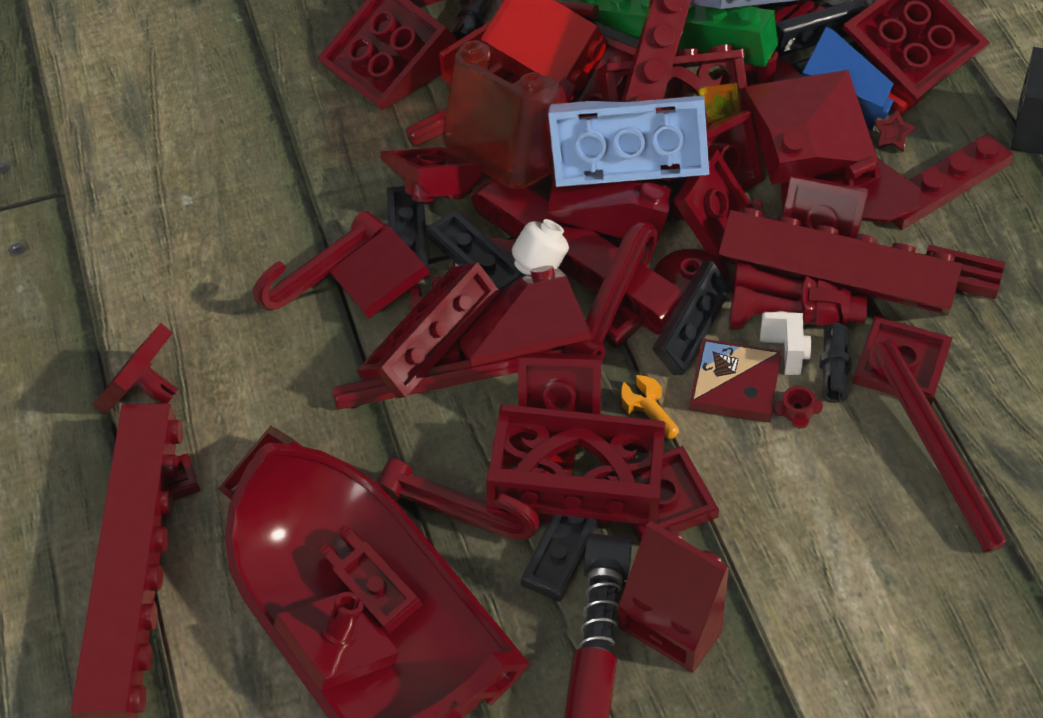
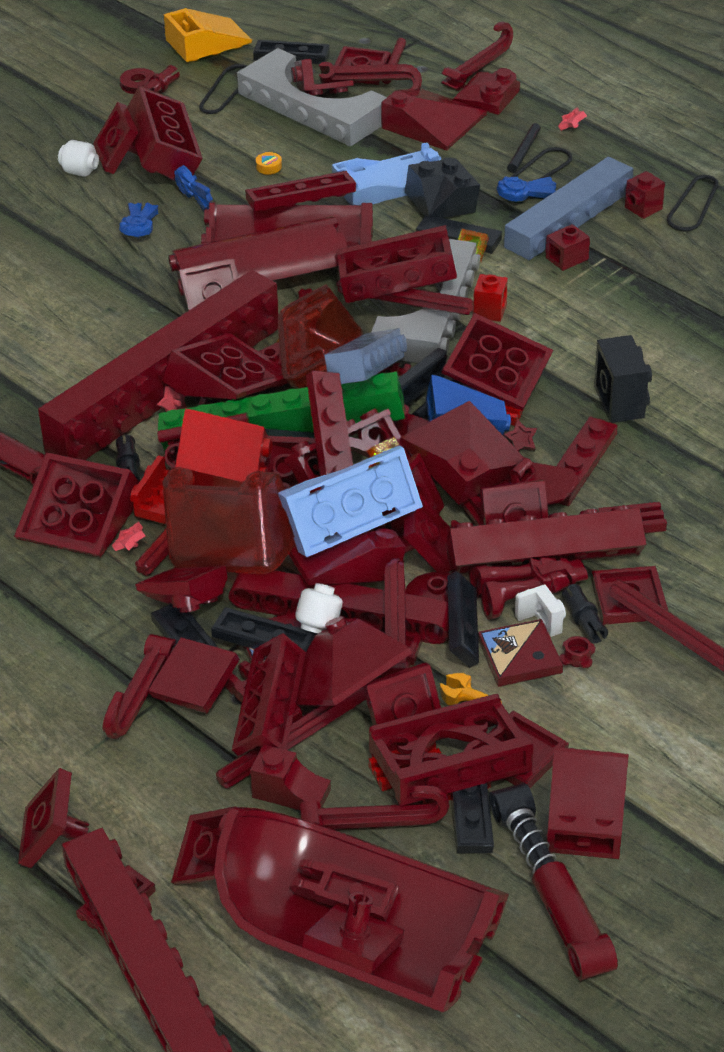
camera: 30 degrees left, 10 degrees down
(393, 426) = (284, 781): none -> dark red arch
(419, 99) = (129, 537): none -> coral piece

